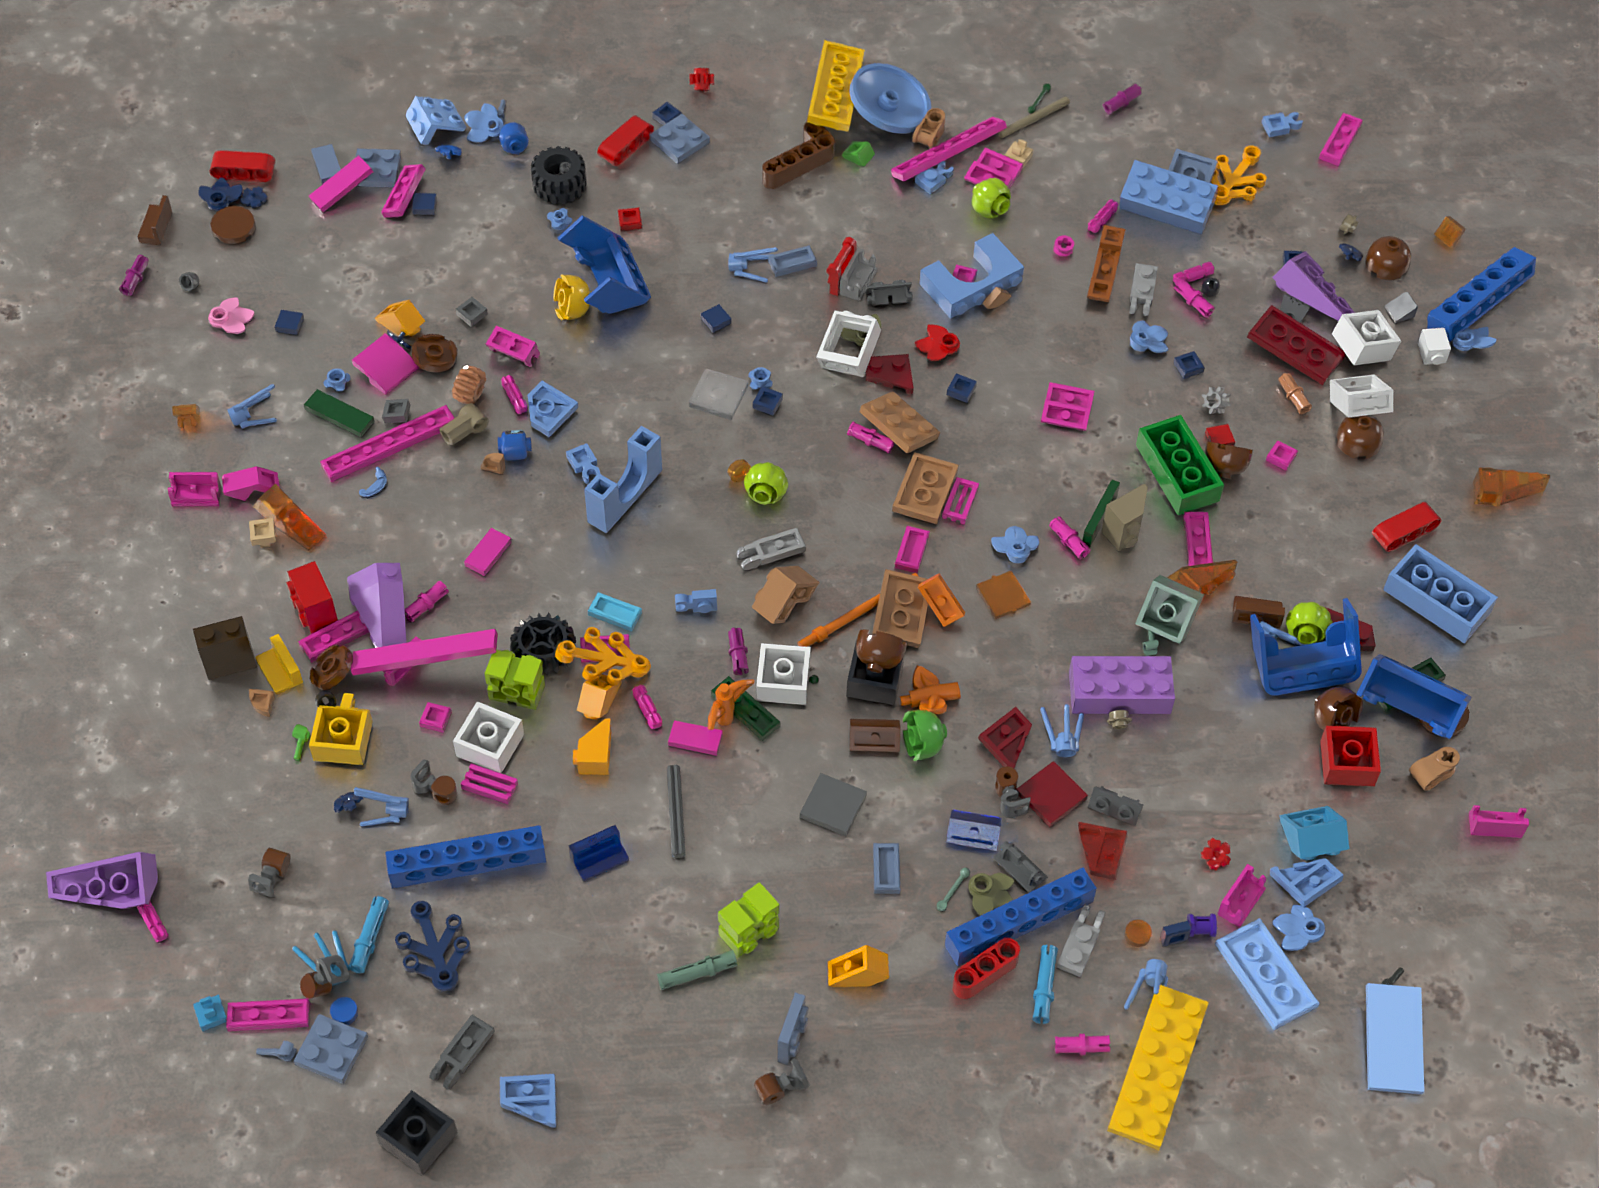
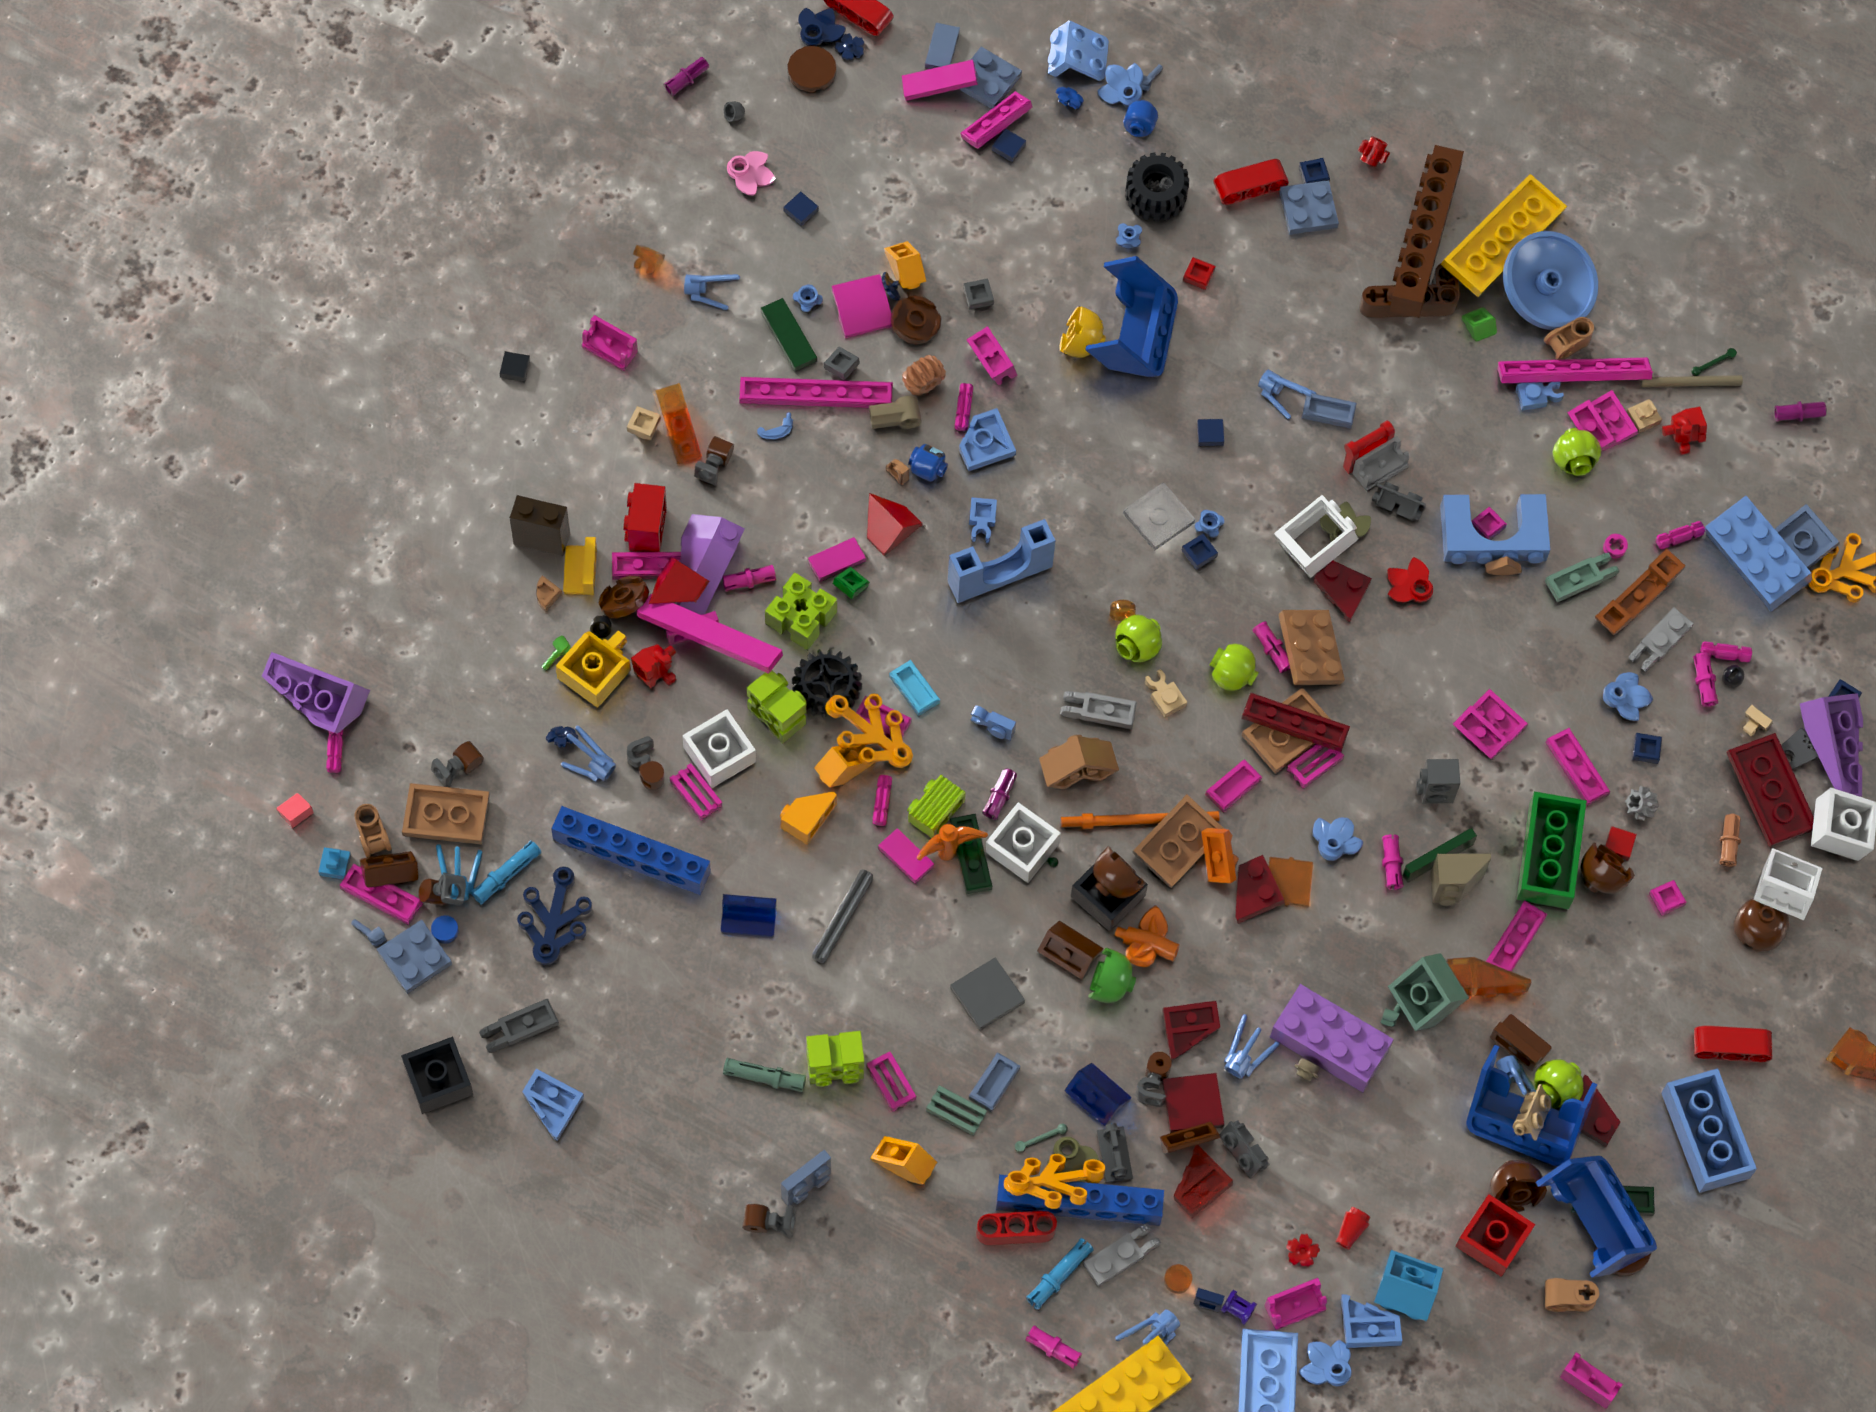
camera: 30 degrees right, 10 degrees up
(124, 547) = (514, 366): none -> black tile
(147, 988) = (295, 810): none -> coral slope
(155, 222) = (739, 27): reddish brown panel -> none
(231, 970) = (372, 834): none -> medium nougat piece
(244, 482) = (658, 361): dark pink slope -> none
(263, 989) = (389, 869): none -> reddish brown slope
(285, 917) = (445, 813): none -> medium nougat plate
(339, 527) = (717, 454): none -> leg
(371, 630) = (678, 584): none -> red slope
(389, 705) = (653, 664): none -> red piece
(435, 717) = (688, 698): dark pink tile -> none
(485, 601) = (813, 607): none -> lime brick
(511, 561) = (851, 582): none -> green tile
(512, 505) = (889, 523): none -> slope
(695, 686) = (936, 806): none -> lime brick
(779, 108) = (1426, 231): none -> reddish brown brick
(815, 515) = (1166, 697): none -> tan plate
(821, 913) = (902, 1101): none -> dark pink tile
(852, 465) = (1234, 667): none -> lime plant
(872, 903) = (941, 1091): none -> sand green tile
(928, 477) = (1295, 722): none -> dark red tile
(961, 388) = (1398, 645): dark blue plate -> none
(971, 925) = (1021, 1183): none -> light orange plant
(985, 612) = (1256, 889): none -> dark red wing
(1055, 144) = (1687, 427): none -> red piece
(1055, 277) = (1580, 577): none -> sand green hinge
(1064, 460) = (1439, 781): none -> dark grey brick
(1069, 819) = (1188, 1137): none -> reddish brown slope
(1149, 401) = (1577, 766): none -> dark pink tile
(1240, 814) = (1352, 1227): none -> red cone
(1251, 305) = (1757, 720): none -> tan tile
(1310, 650) = (1533, 1113): none -> tan hinge

